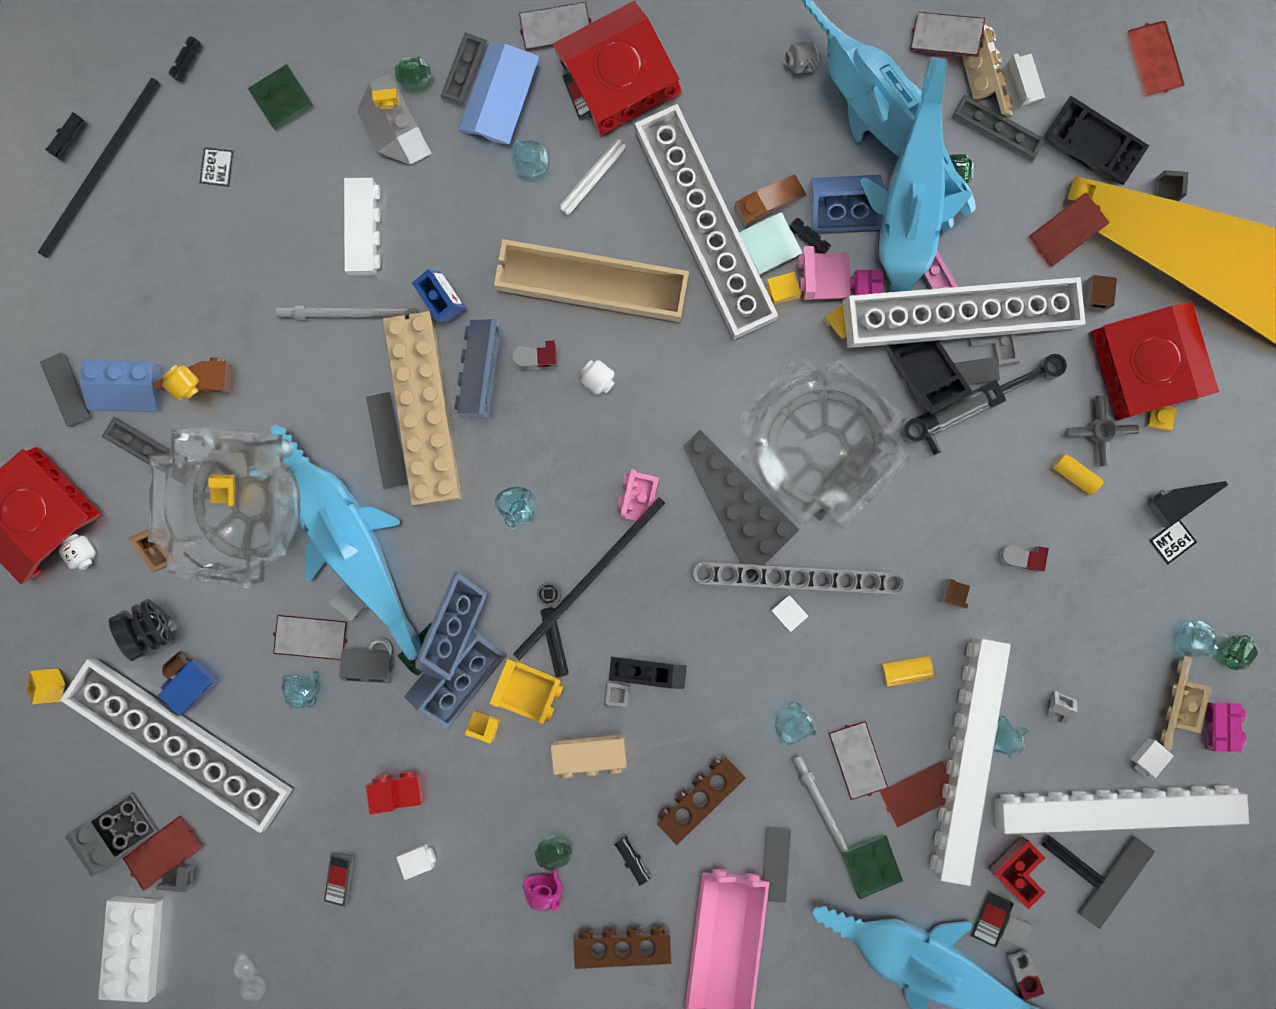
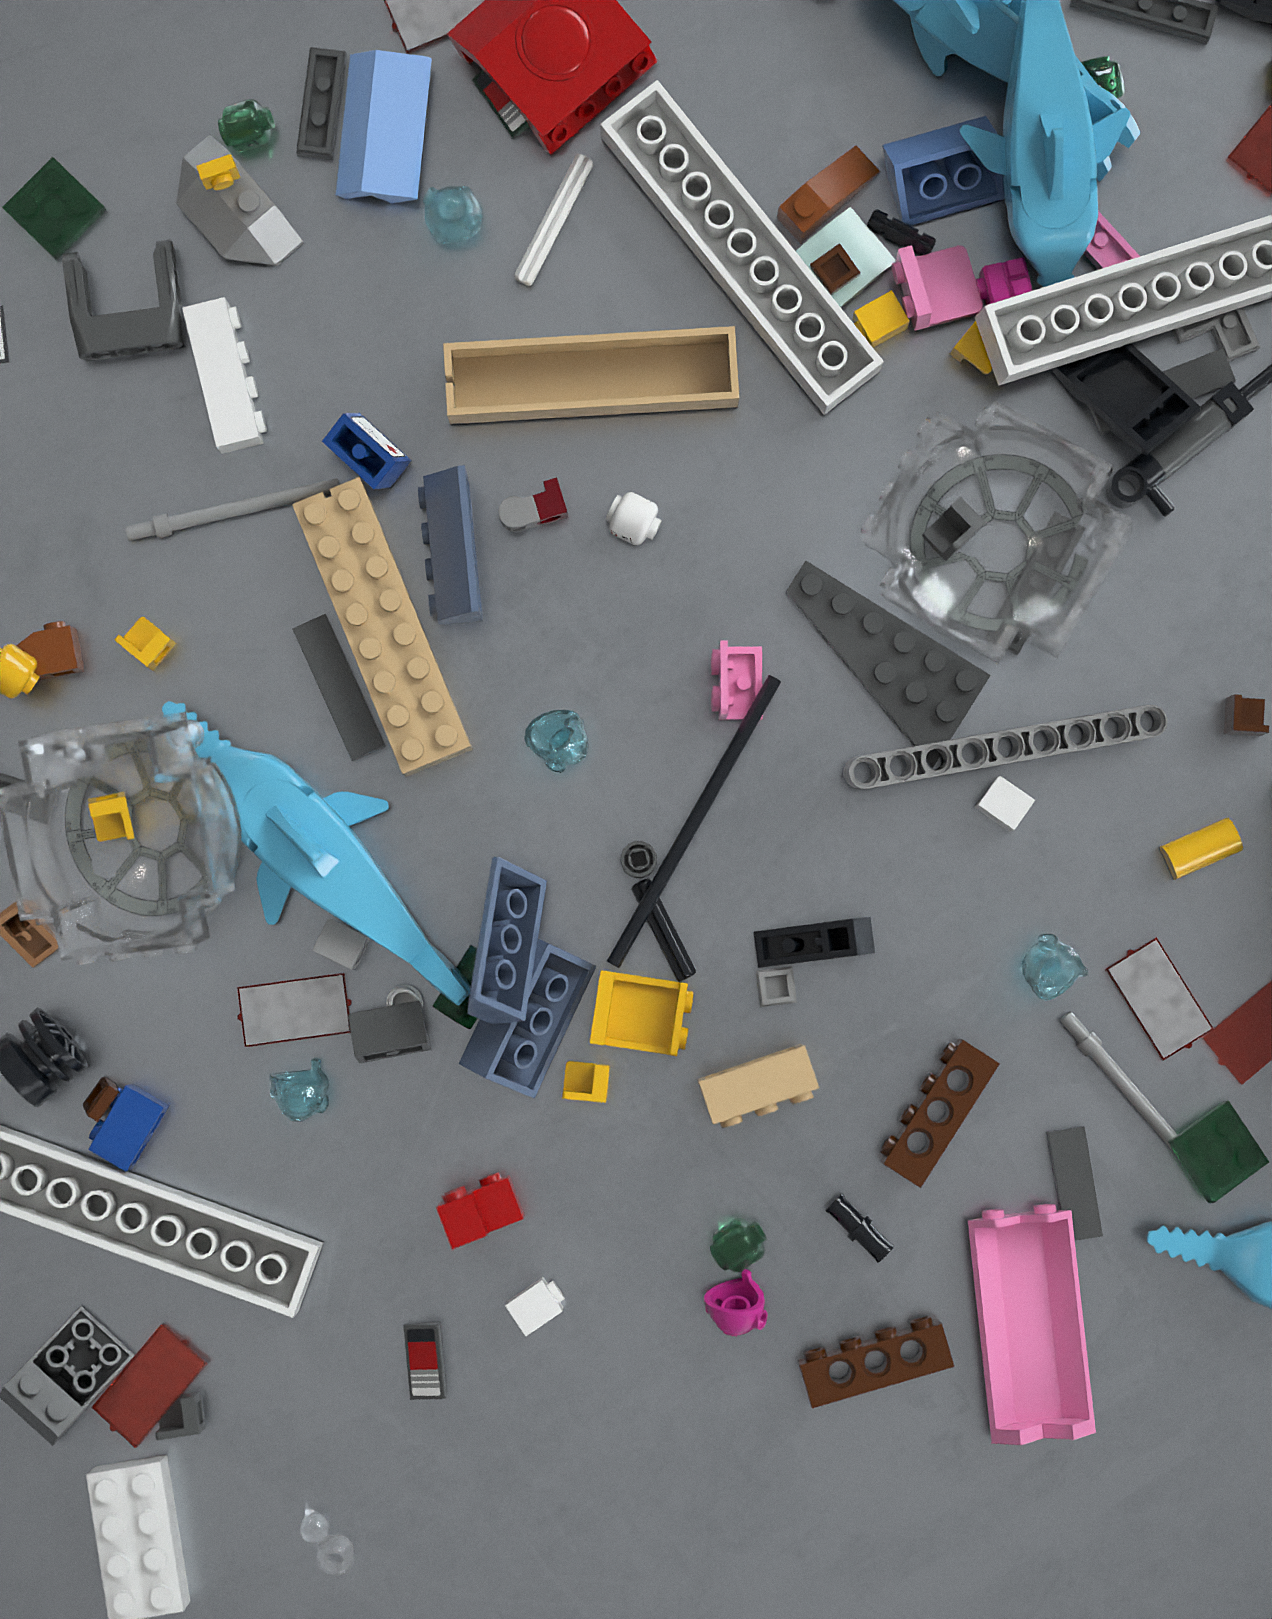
camera: 15 degrees left, 0 degrees up
(272, 384) = (146, 643): none -> yellow panel
(307, 184) = (130, 330): none -> dark grey connector
(762, 249) = (835, 269): none -> reddish brown tile
(797, 432) = (953, 529): none -> dark grey panel

